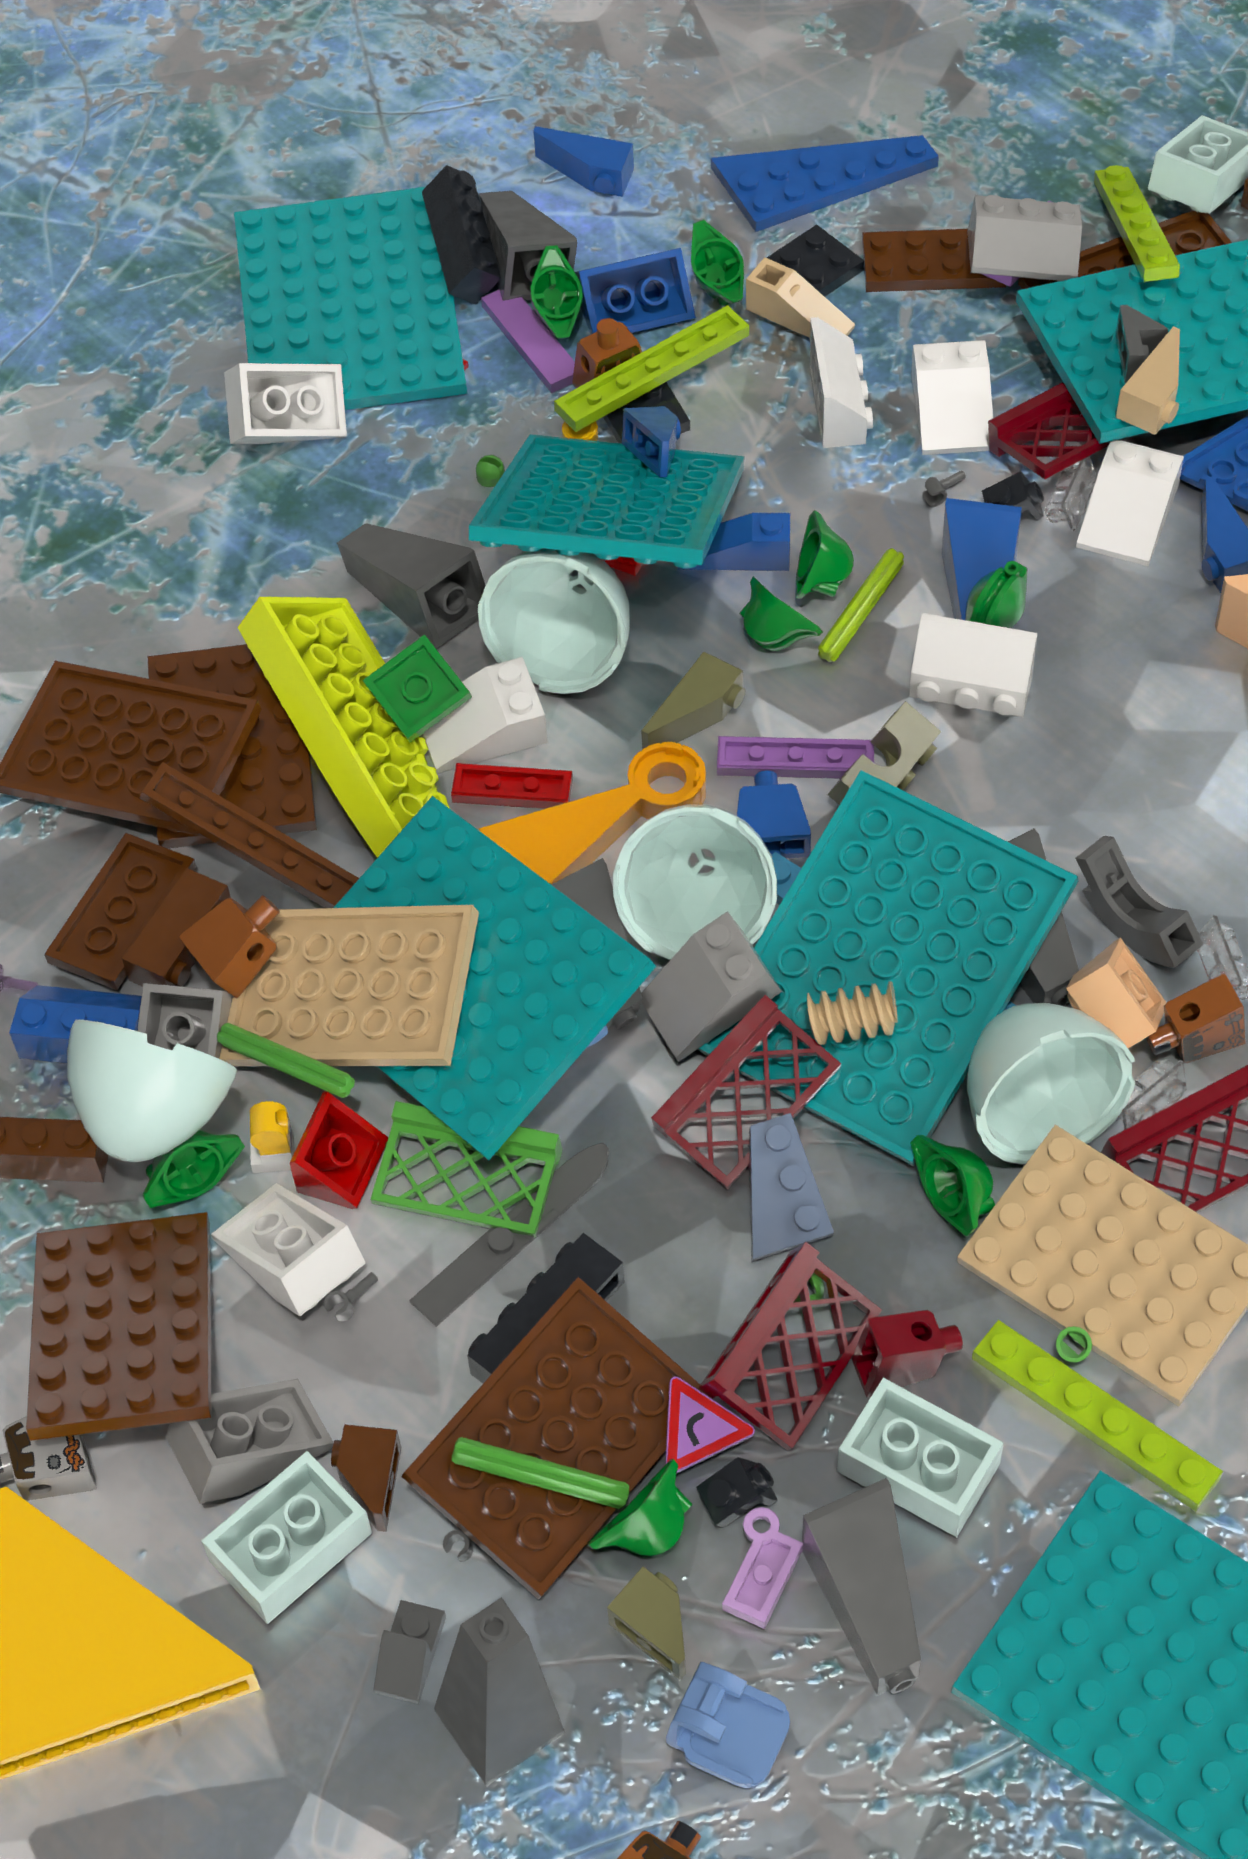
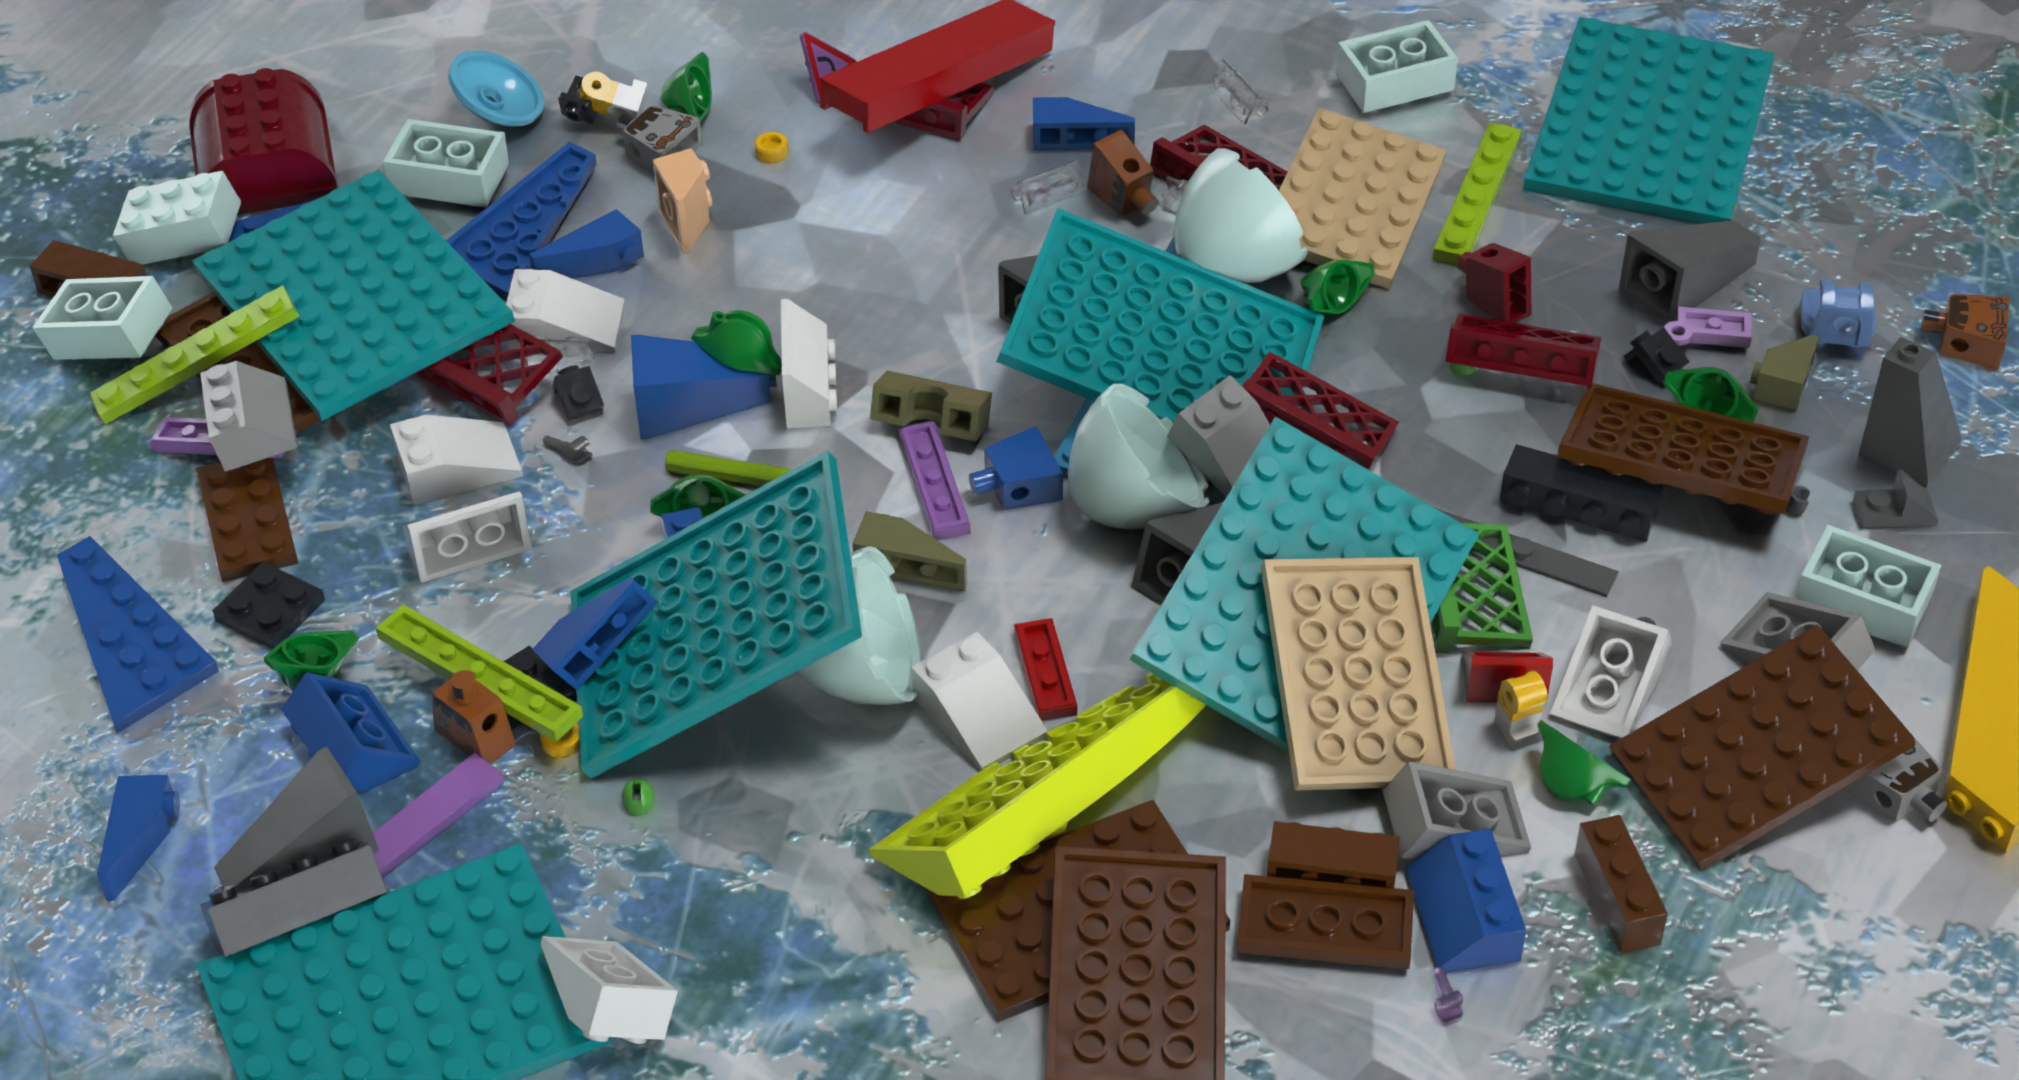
camera: 110 degrees left, 10 degrees down
(140, 1095) = (1548, 760): light aqua piece -> none
(233, 942) = (1349, 775): dark orange torso -> none
(247, 837) = (1219, 809): reddish brown plate -> none
(286, 1060) = (1453, 698): bright green axle -> none
(368, 1468) = (1774, 561): reddish brown slope -> none
(417, 688) = (980, 737): green plate -> none
(418, 578) = (825, 798): dark grey slope -> none
(540, 1473) = (1729, 437): bright green axle -> none
(556, 292) = (386, 782): green hat -> none
(579, 831) = (1096, 607): light orange piece -> none
(699, 1426) = (1621, 380): piece -> none
(783, 1191) = (1390, 377): sand blue wing -> none
(790, 300) = (347, 592): tan slope -> none
(853, 1014) = (1229, 335): tan piece -> none
(928, 1456) = (1577, 256): light aqua brick -> none
(1081, 1337) = (1433, 206): bright green hinge -> none
(1118, 994) = (1133, 213): light nougat slope -> none
(1136, 338) = (394, 297): dark grey slope -> none
(1143, 924) = (1029, 229): dark grey arch -> none
(1151, 392) = (456, 268): tan slope -> none

